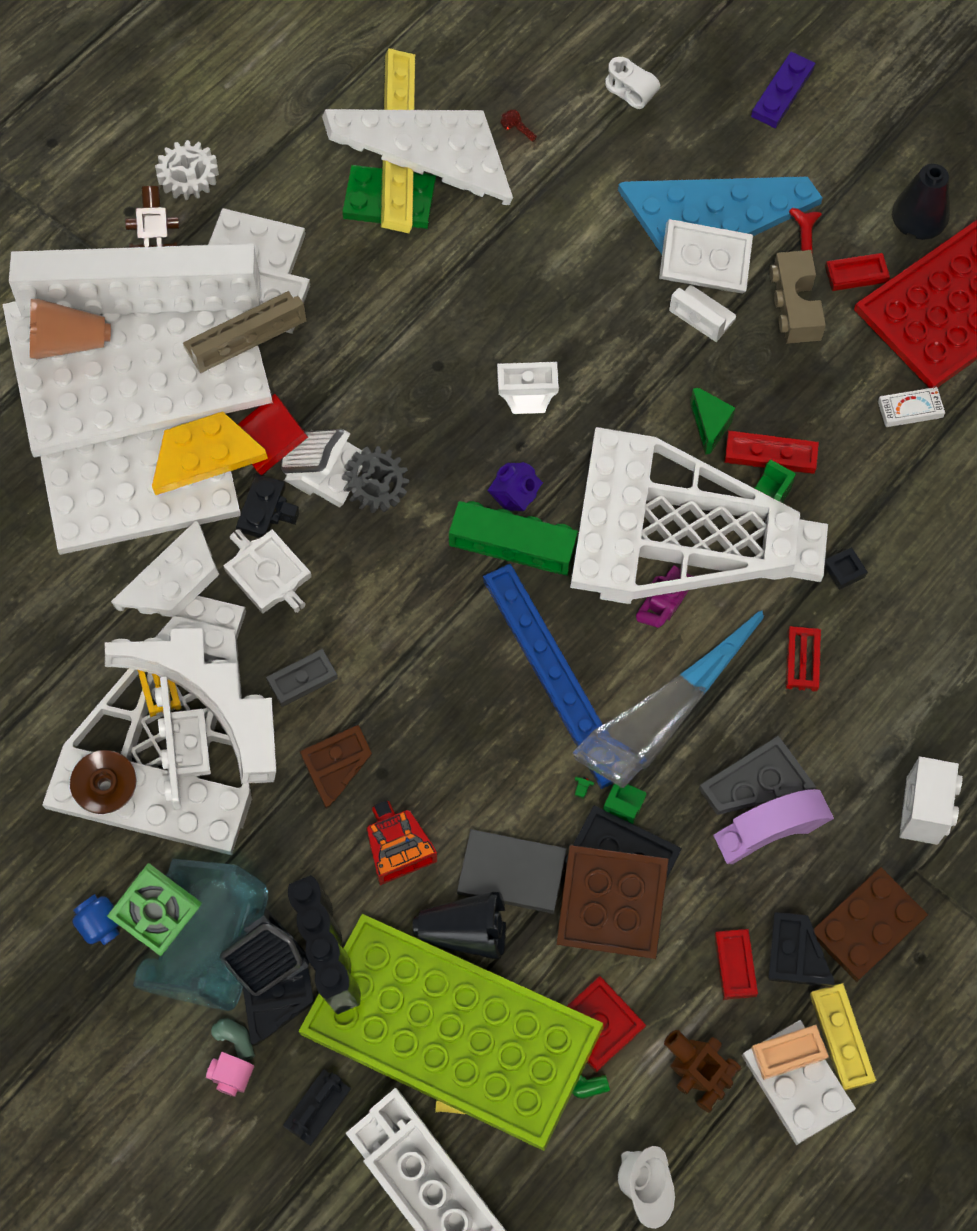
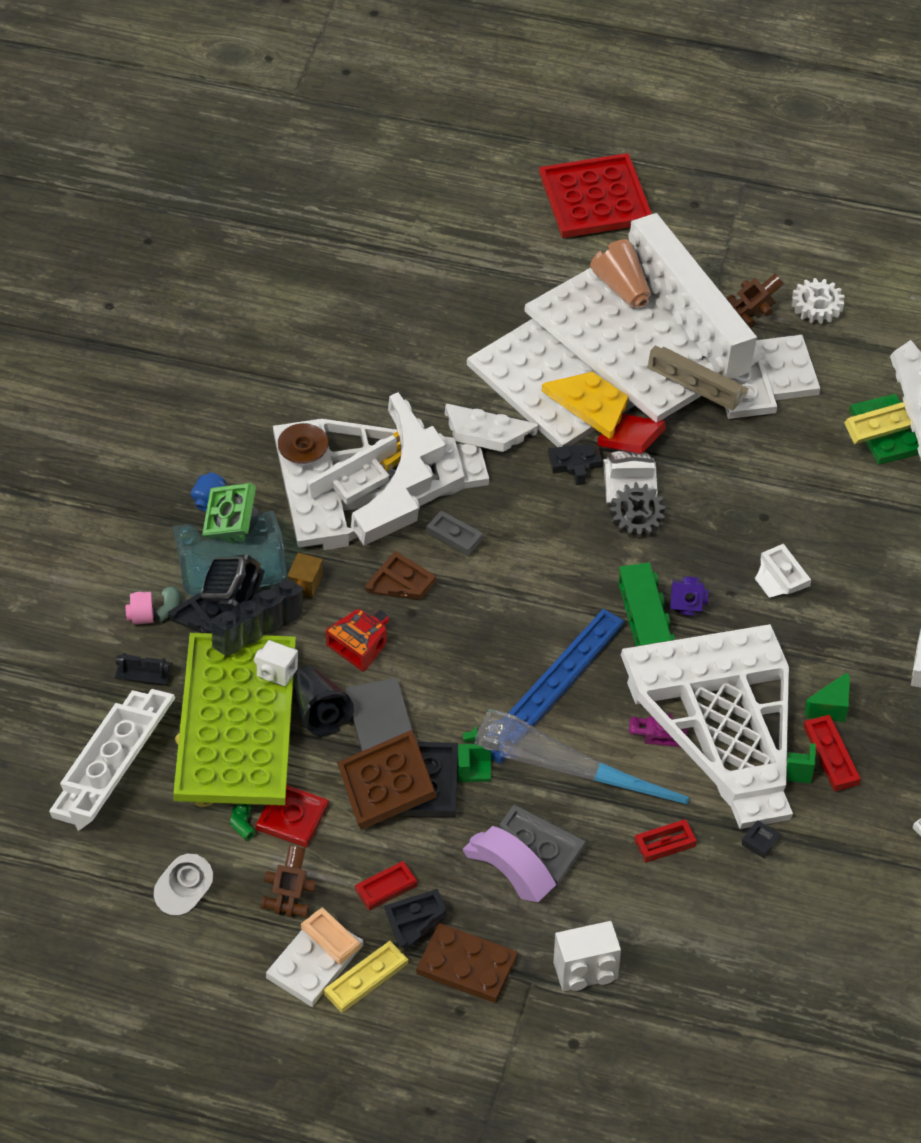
camera: 65 degrees right, 15 degrees down
(267, 571) = (525, 479): white plate -> none
(278, 864) = (307, 573): none -> pearl gold brick
(405, 952) = (276, 662): none -> white brick

